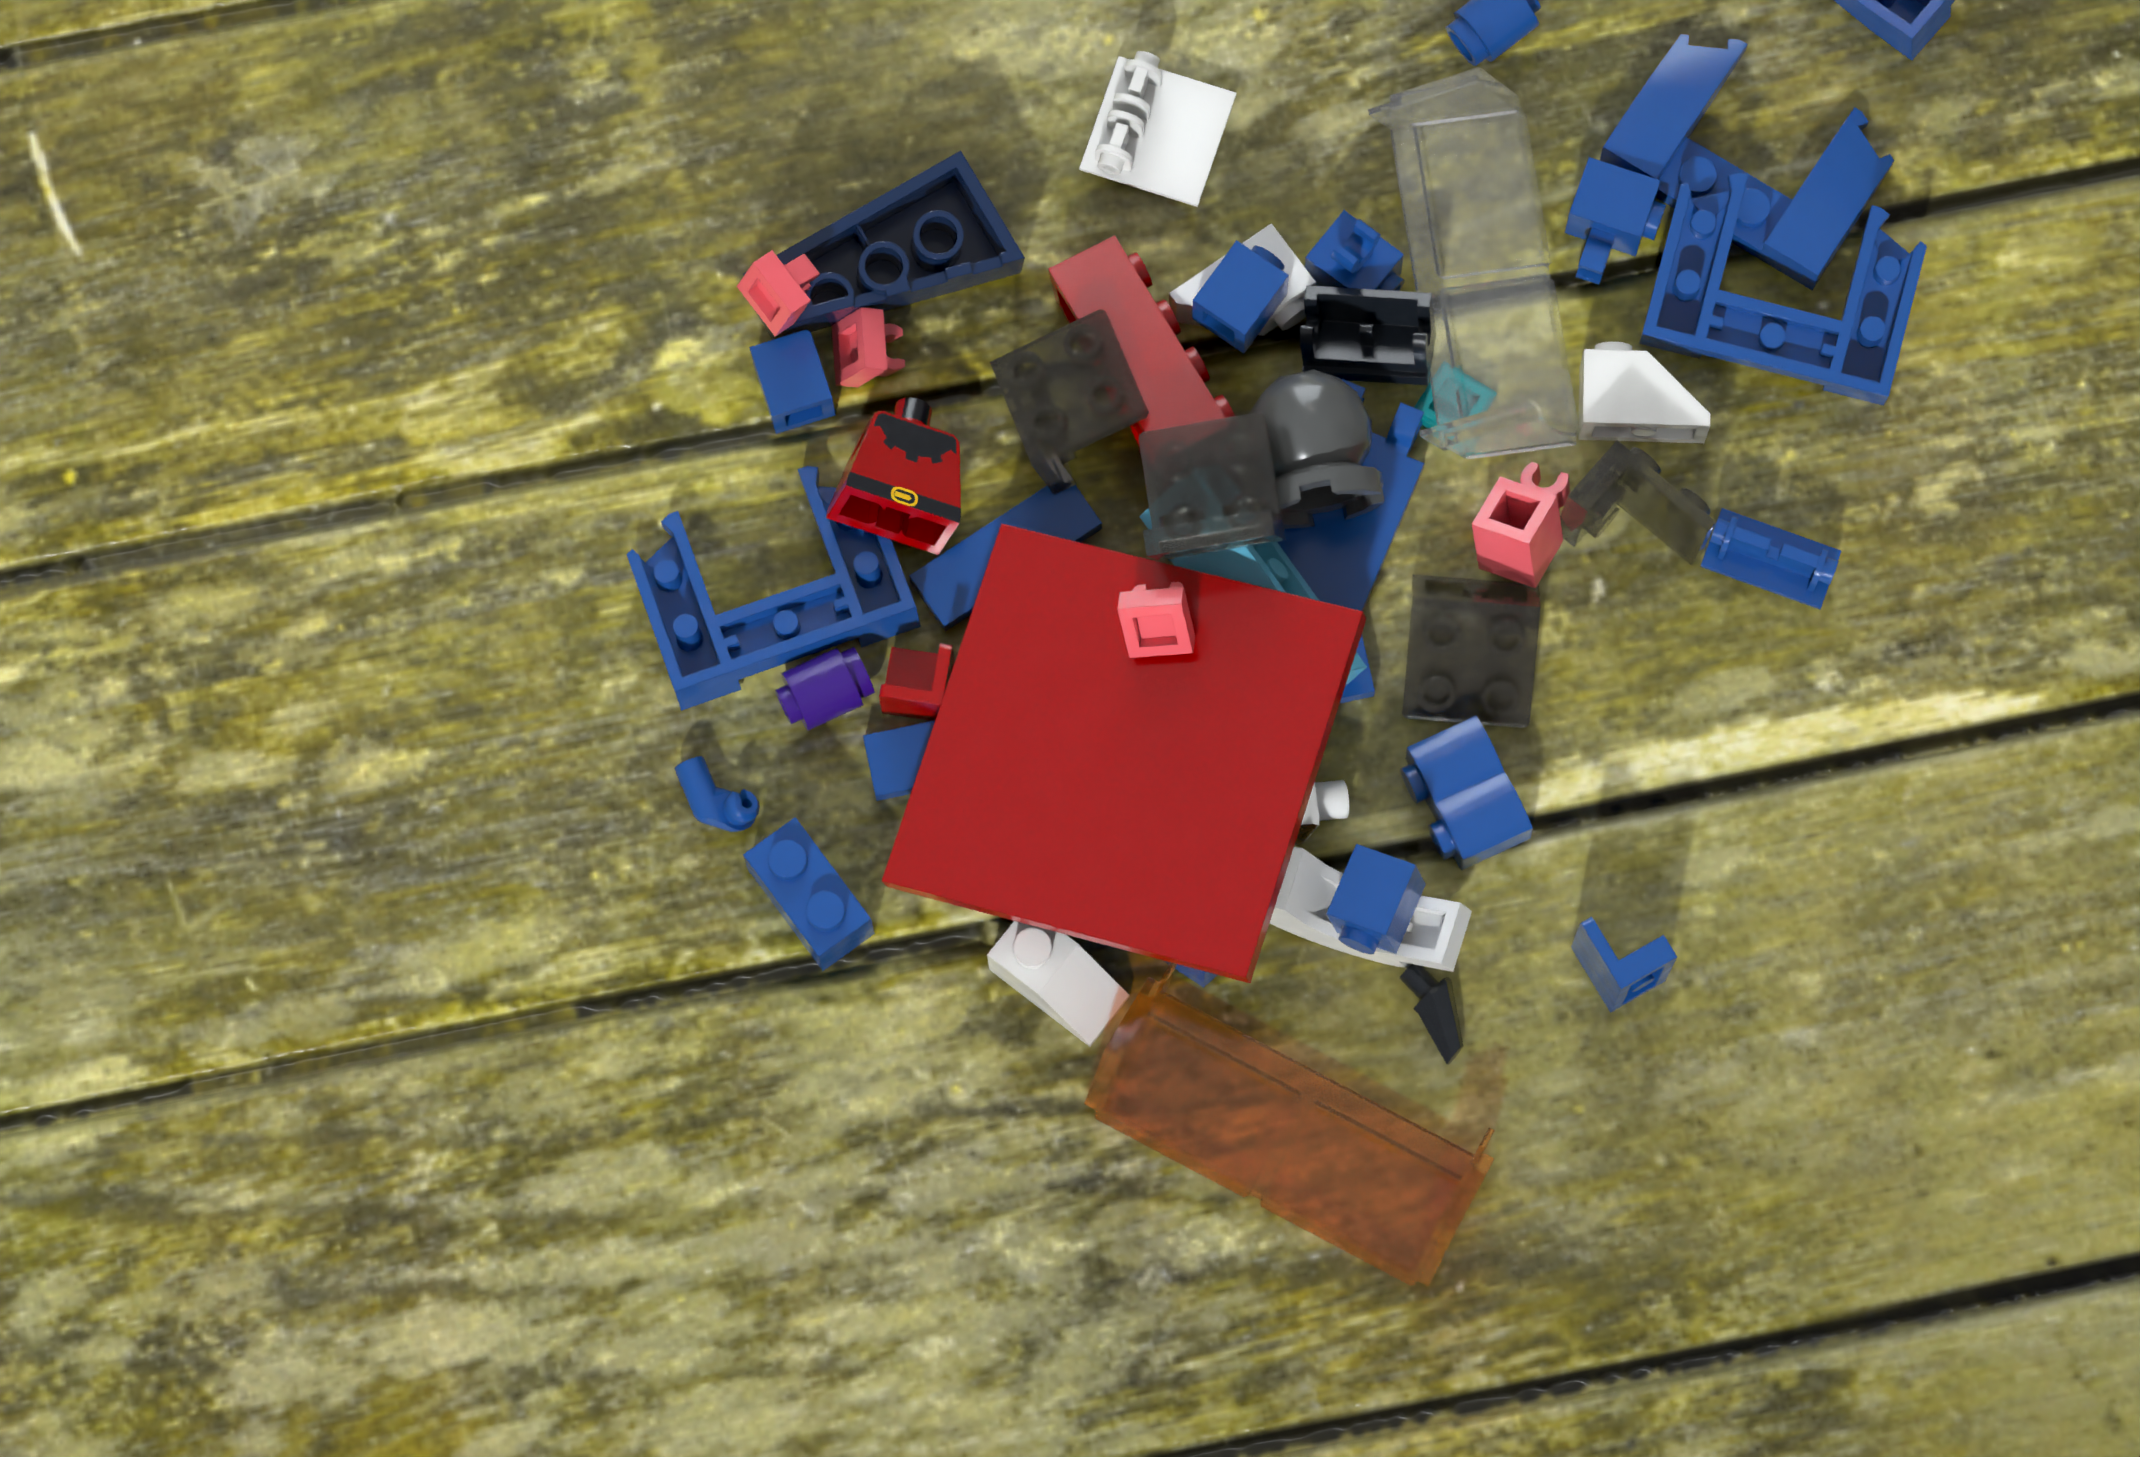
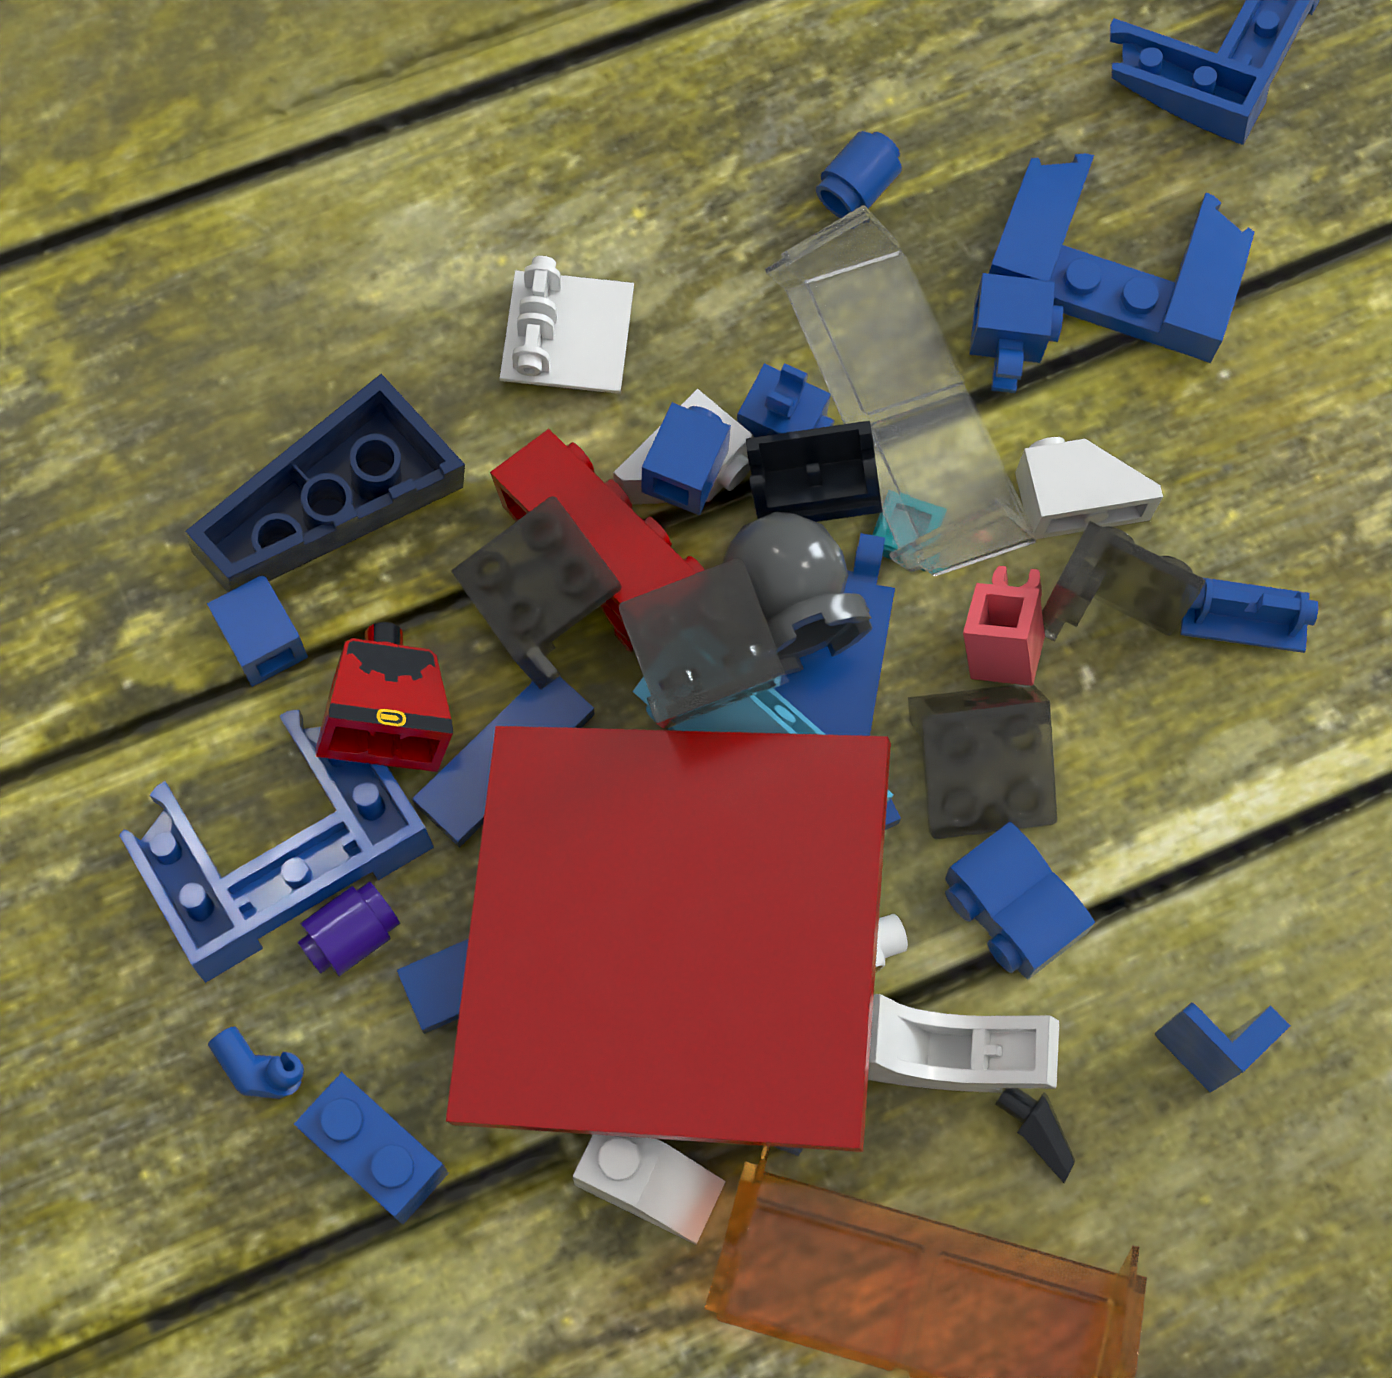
camera: 20 degrees left, 5 degrees down
(778, 289) = (223, 536): coral tile -> none
(861, 347) = (321, 585): coral tile -> none
(916, 682) = (441, 904): red panel -> none
(1156, 621) = (678, 789): coral tile -> none
(1375, 901) = (962, 1032): blue brick -> none
(1843, 355) = (1266, 410): blue wedge -> none

